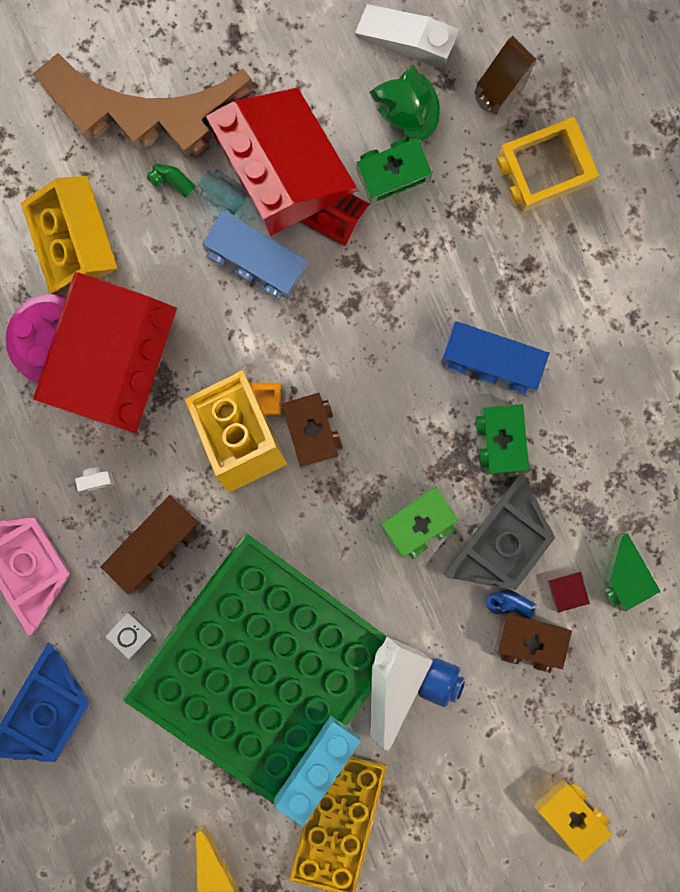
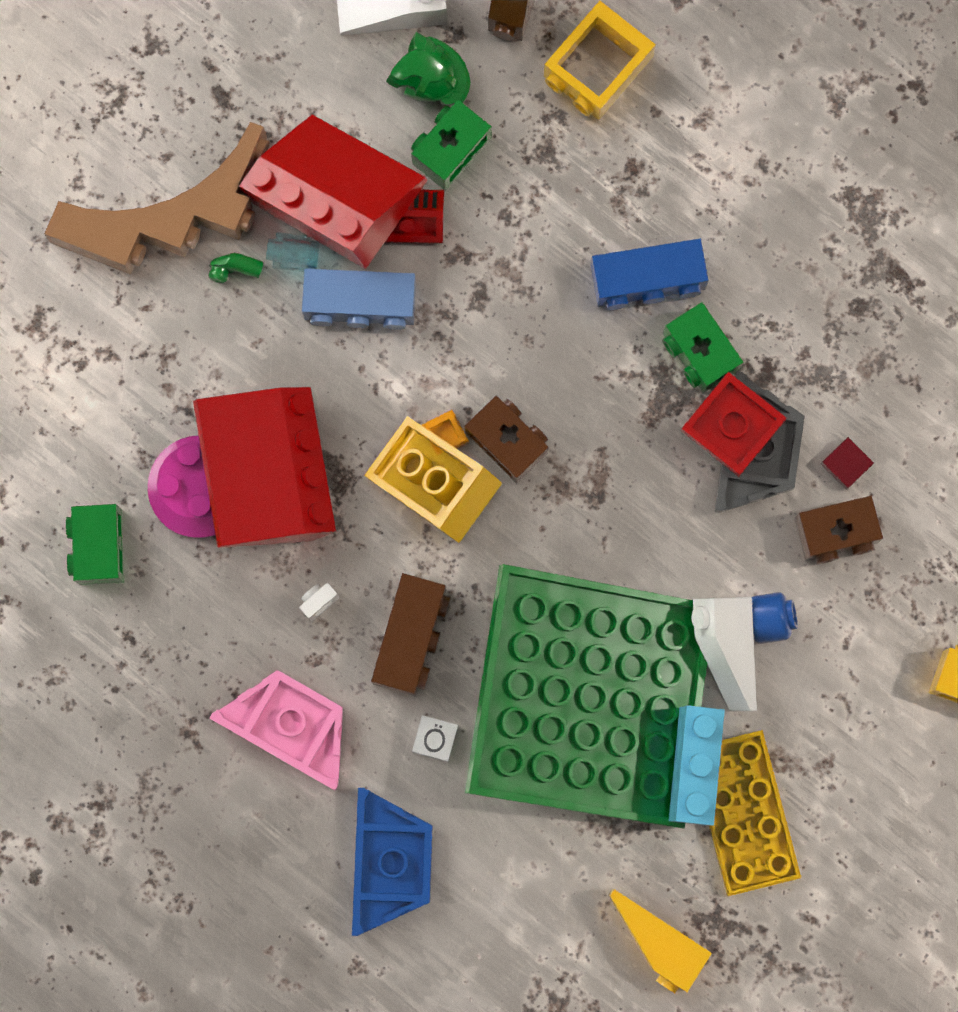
camera: 20 degrees left, 5 degrees down
(68, 232) = (160, 372): yellow slope -> none
(428, 506) = (670, 451): bright green brick -> none
(494, 515) = (733, 424): none -> red plate
(510, 601) = (796, 502): blue arm -> none
(628, 576) = (896, 415): green slope -> none

